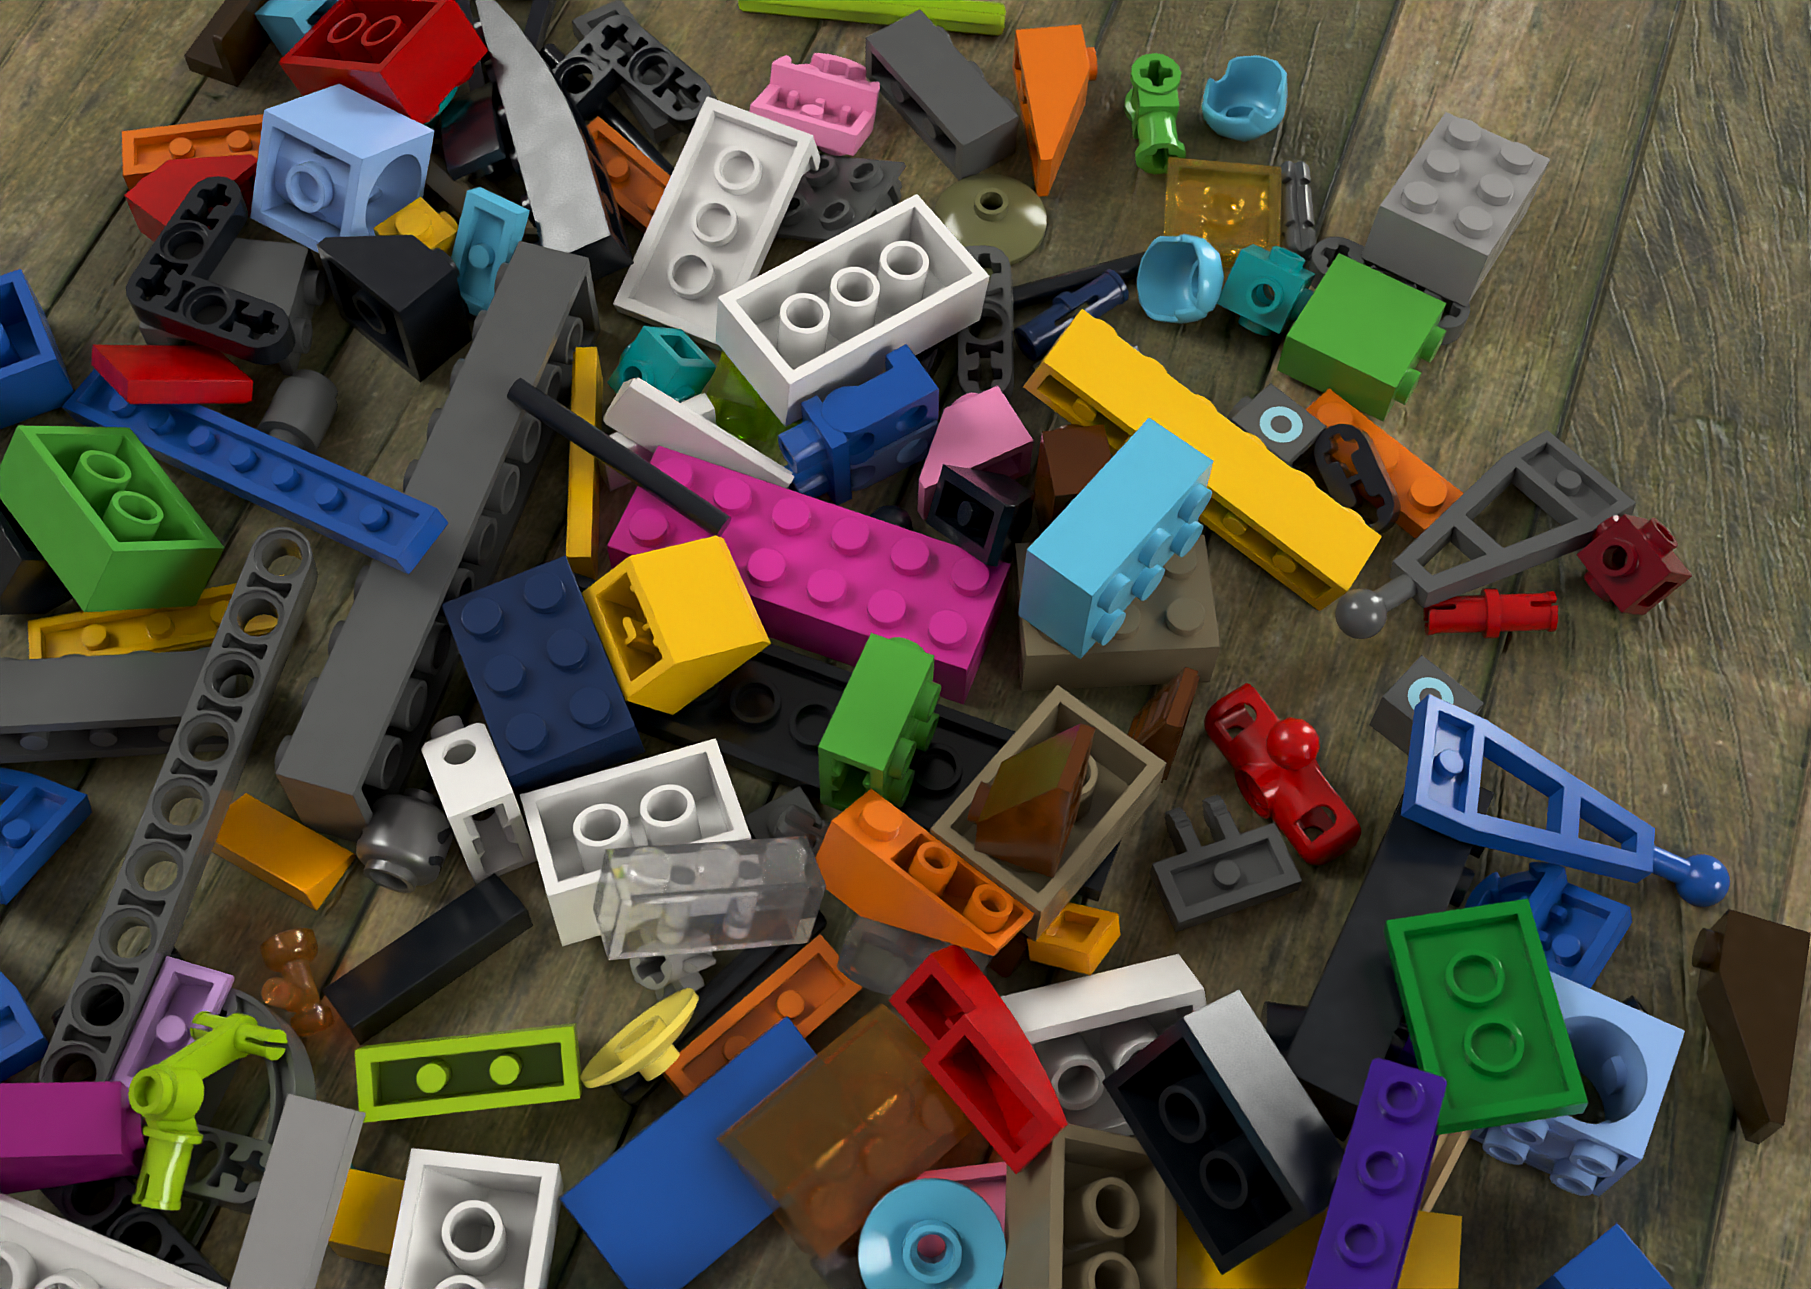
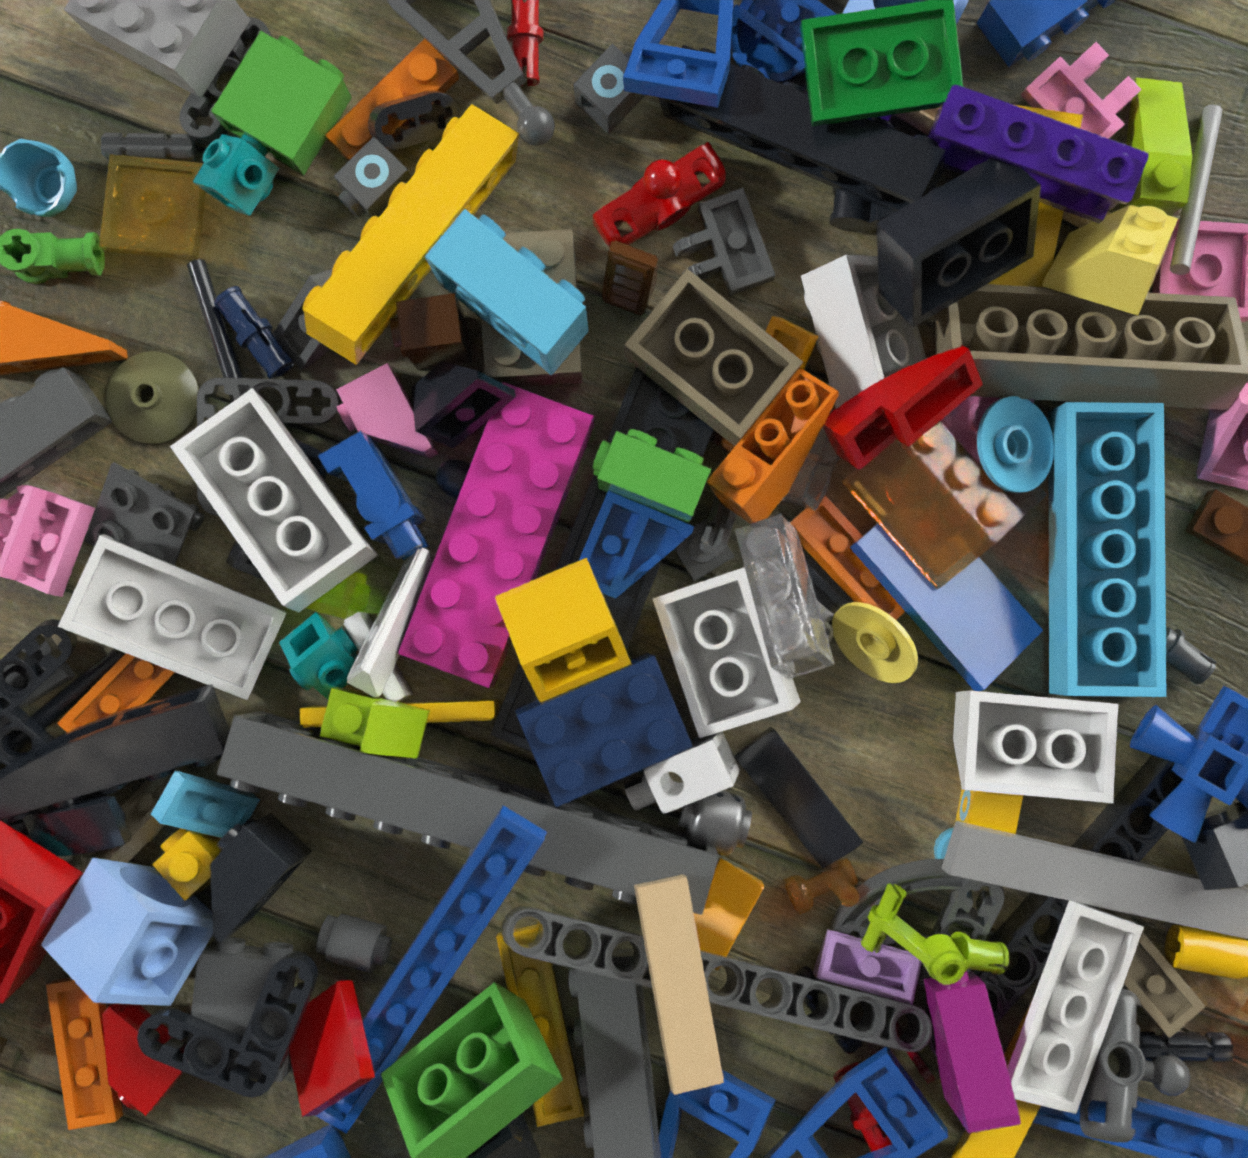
camera: 85 degrees left, 25 degrees up
(186, 734) = (679, 984): none -> tan tile
(468, 1072) = (894, 759): lime brick -> none
(586, 392) = (374, 723): none -> lime slope
(618, 457) = (425, 681): black bar -> none
(784, 713) = (629, 542): none -> blue wing
(1033, 802) = (751, 354): reddish brown slope -> none
(1179, 279) = (226, 243): medium azure hair -> none

